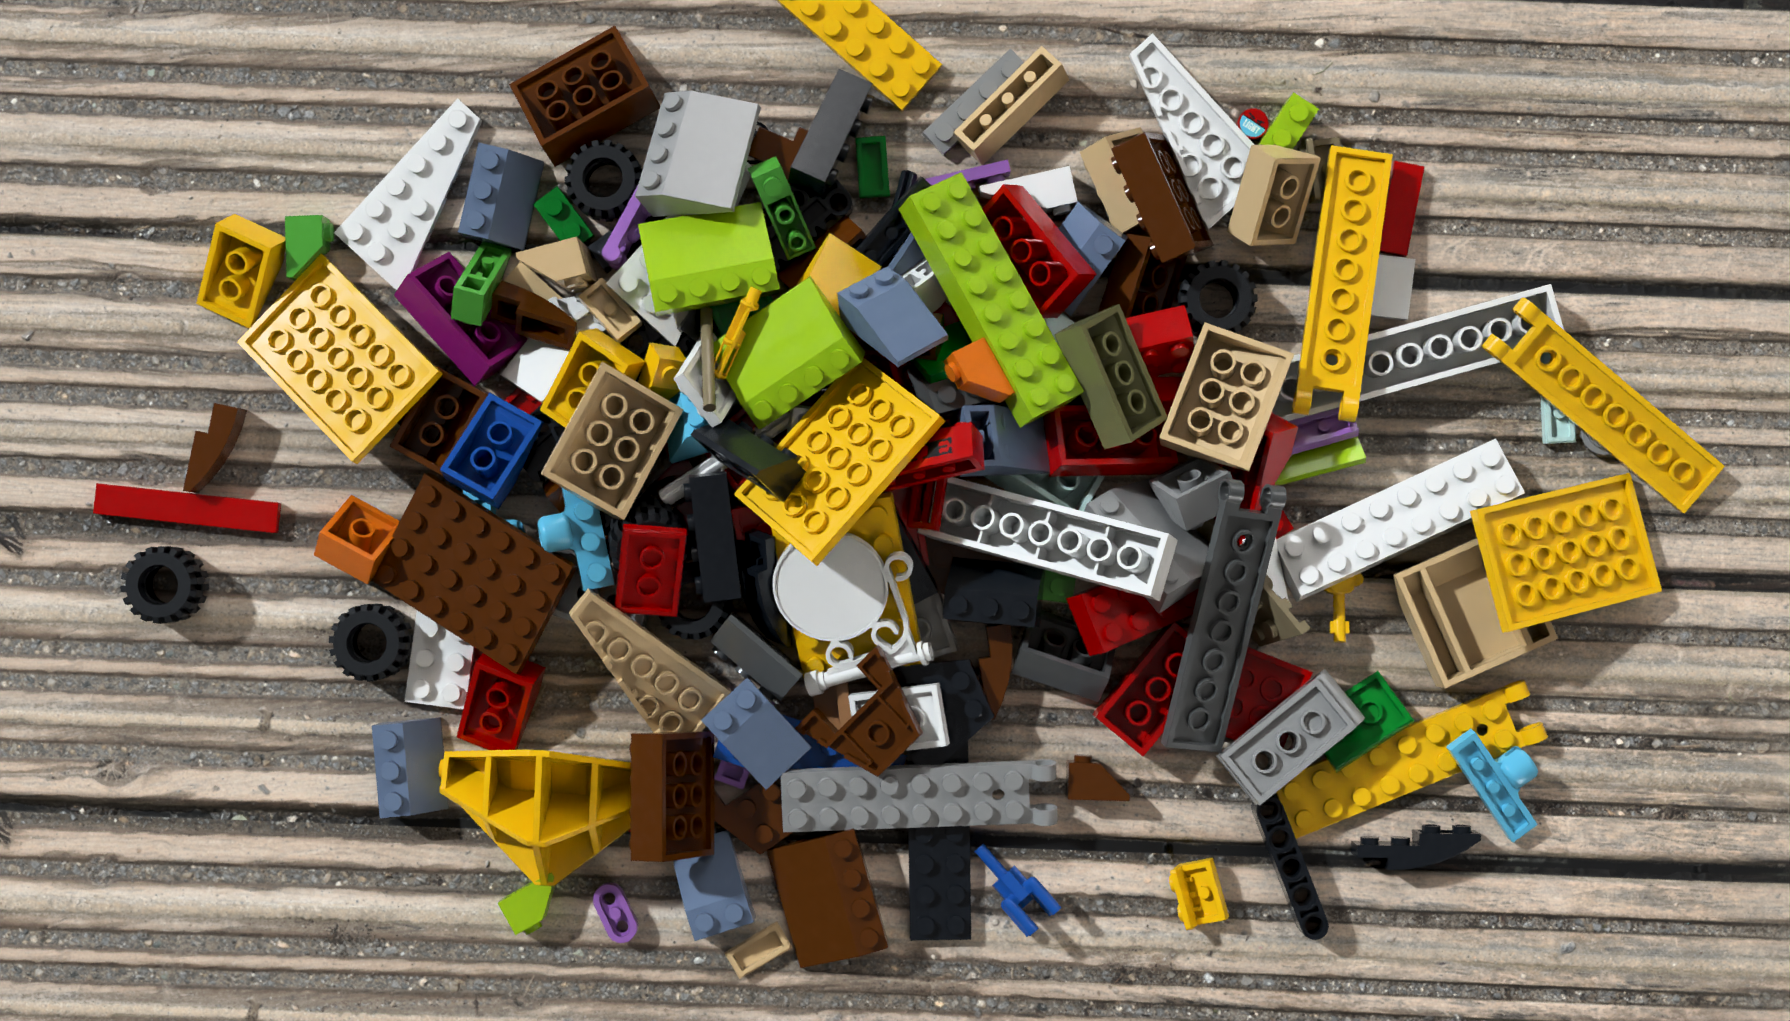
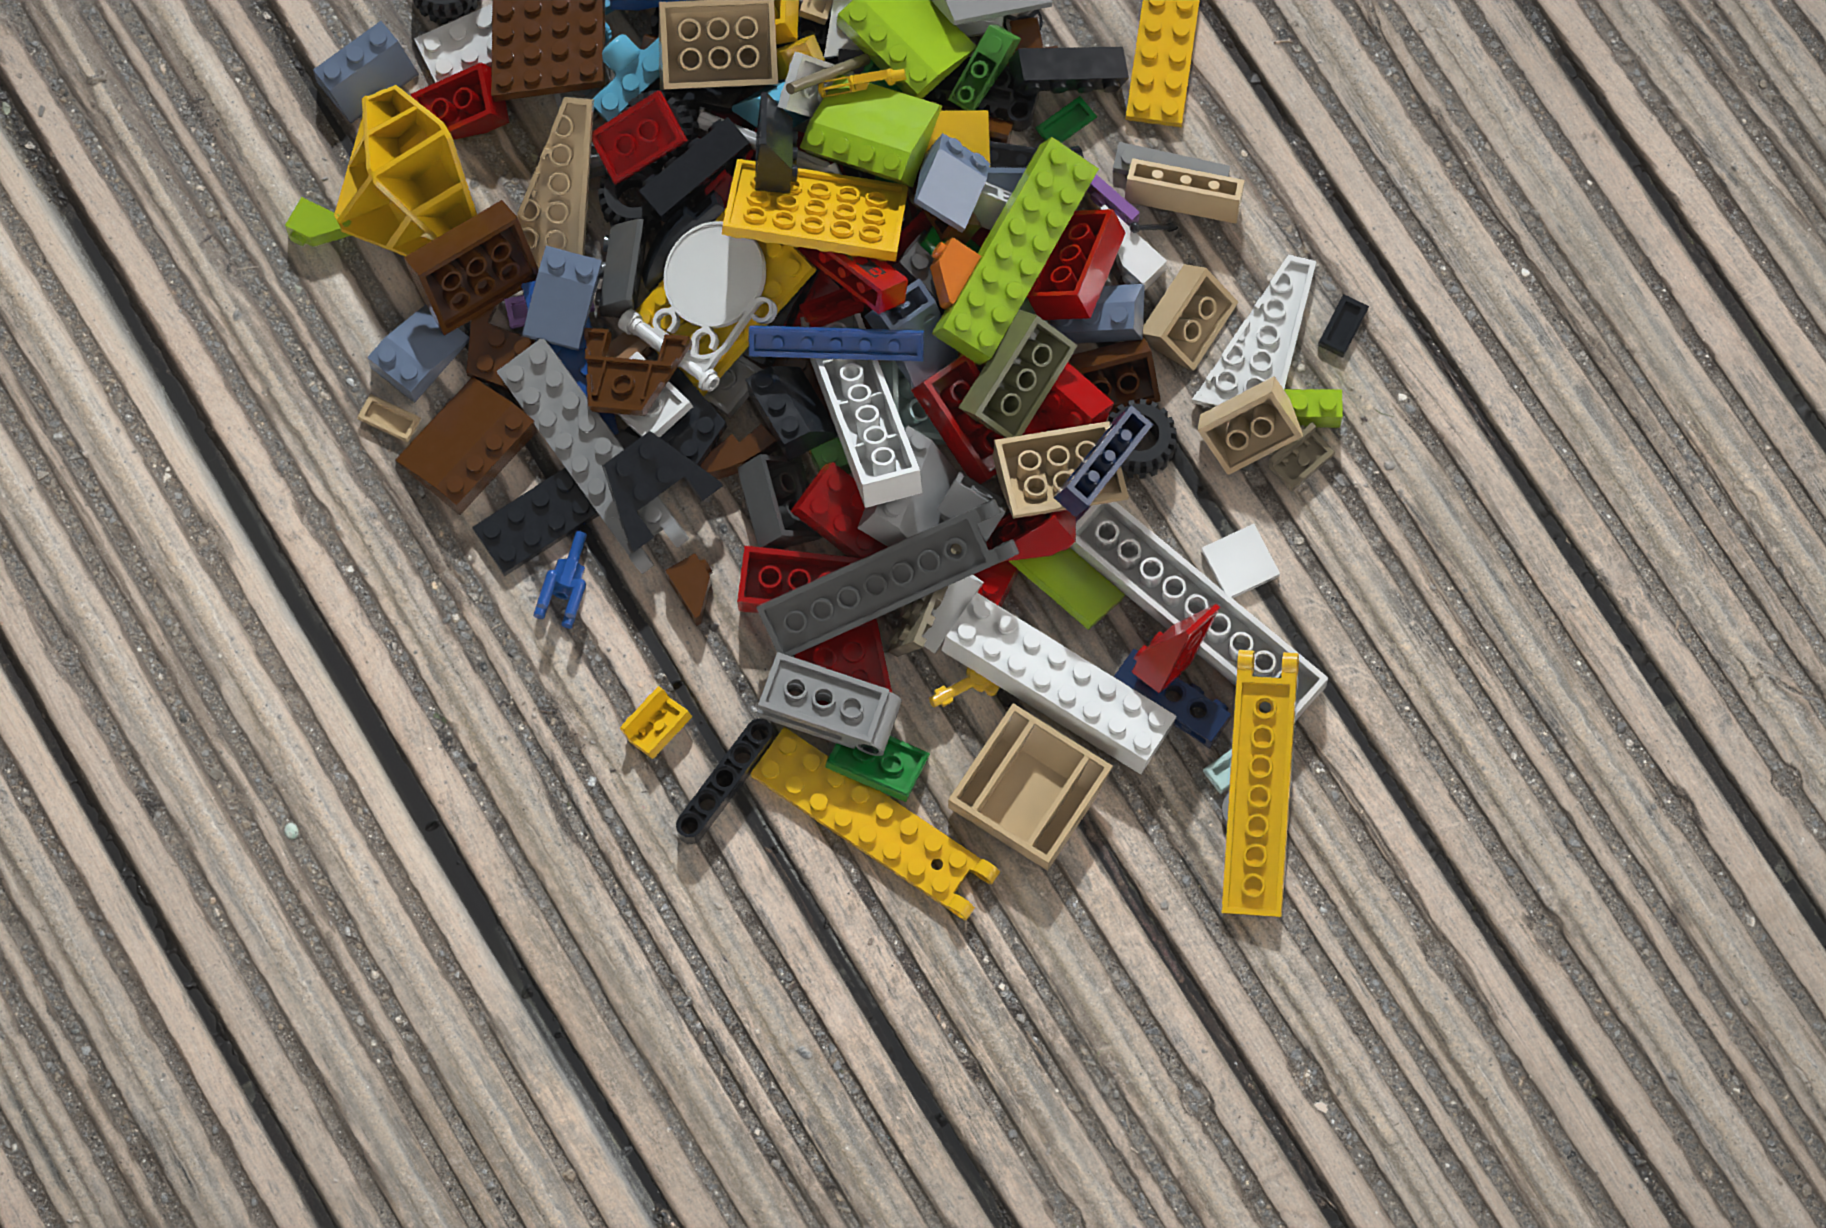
camera: 60 degrees right, 15 degrees down
(614, 912) = (347, 293): medium lavender plate -> none
(976, 521) = (836, 343): none -> blue tile
(976, 766) = (644, 473): none -> black wing
(1021, 173) = (1136, 227): none -> black hinge
(1161, 197) = (1189, 340): reddish brown slope -> none
(1222, 49) = (1343, 325): none -> black tile
(1253, 123) = (1300, 380): tile -> none
(1254, 356) = (1103, 461): none -> dark blue brick
(1322, 430) = (1086, 575): medium lavender plate -> none
(1343, 278) = (1220, 515): yellow hinge -> none
(1401, 207) = (1312, 538): red tile -> none
(1427, 846) = (812, 880): black slope -> none
(1444, 401) = (1173, 650): none -> red slope
(1497, 781) = (901, 896): medium azure plate -> none
(1514, 416) = (1203, 729): none -> dark blue brick
(1565, 552) = (1123, 826): yellow plate -> none

